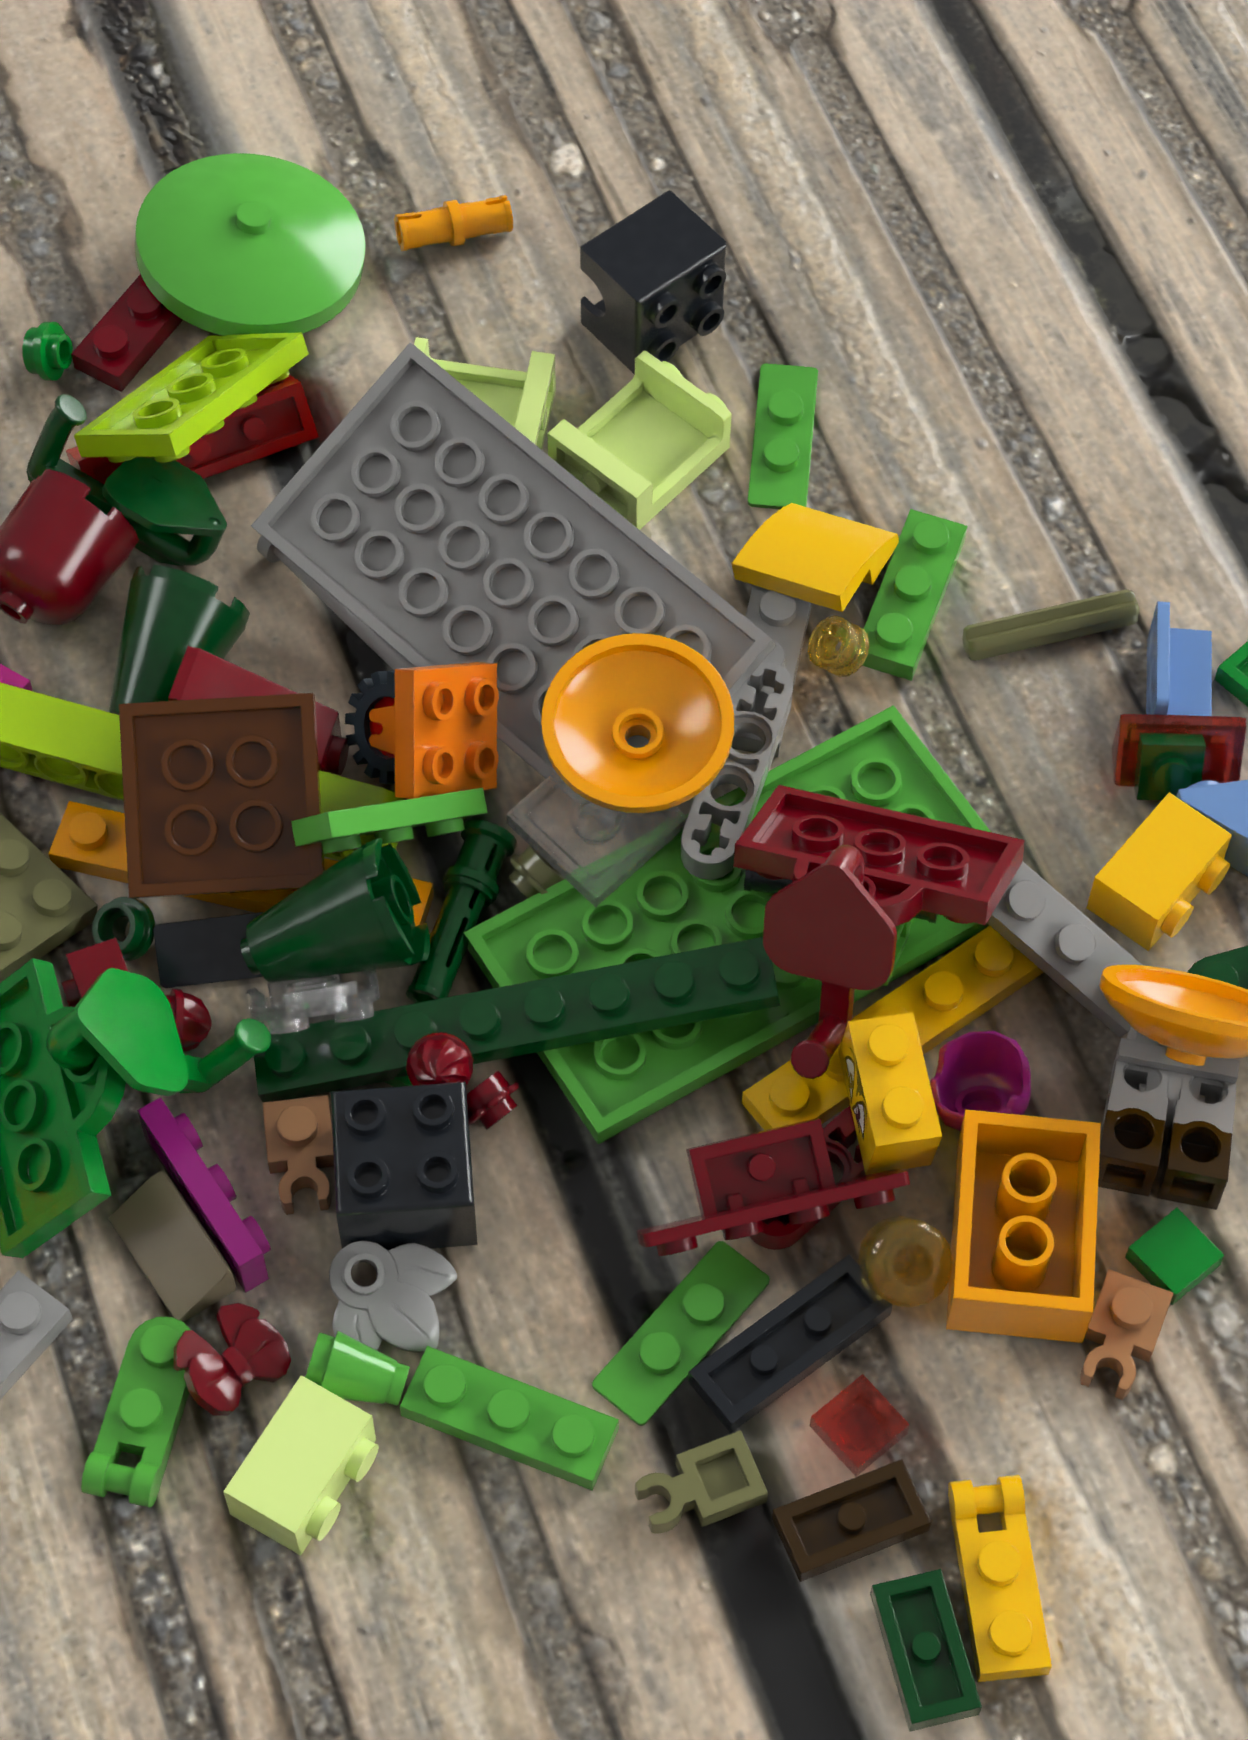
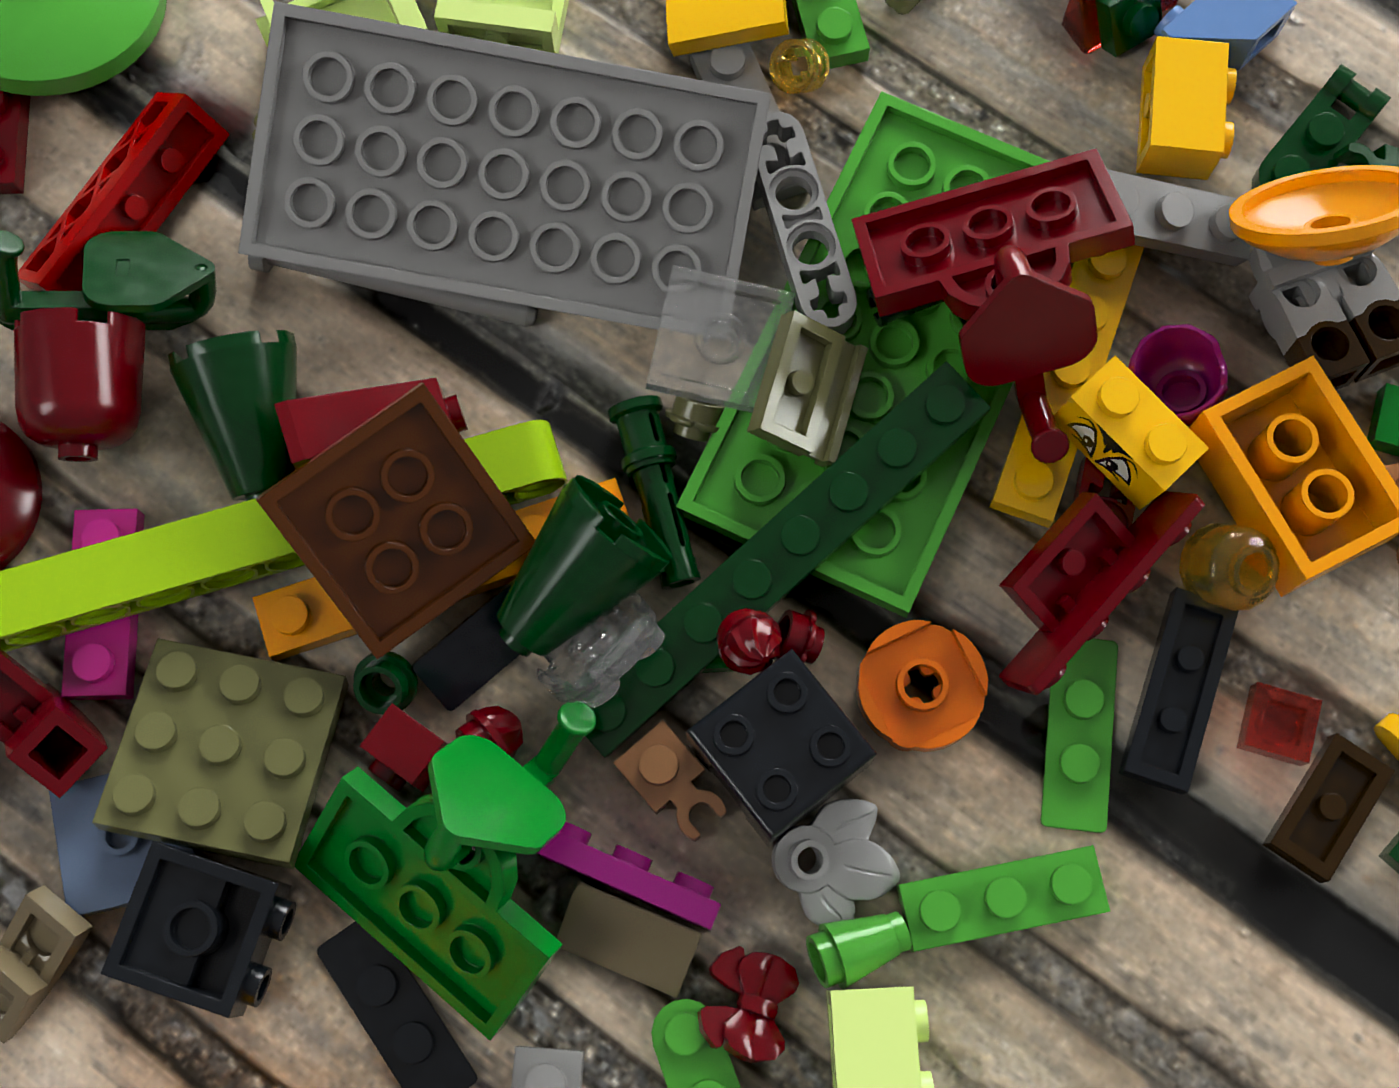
camera: 30 degrees left, 15 degrees up
(191, 397) = (99, 166): lime plate -> none
(389, 821) = (555, 453): bright green plate -> none
(428, 728) = (523, 347): orange plate -> none
(574, 1239) = (933, 651): none -> orange plate
(638, 896) = (807, 389): none -> olive plate
(642, 689) = (723, 199): light orange dish -> none
(713, 1480) = (1204, 847): olive plate -> none

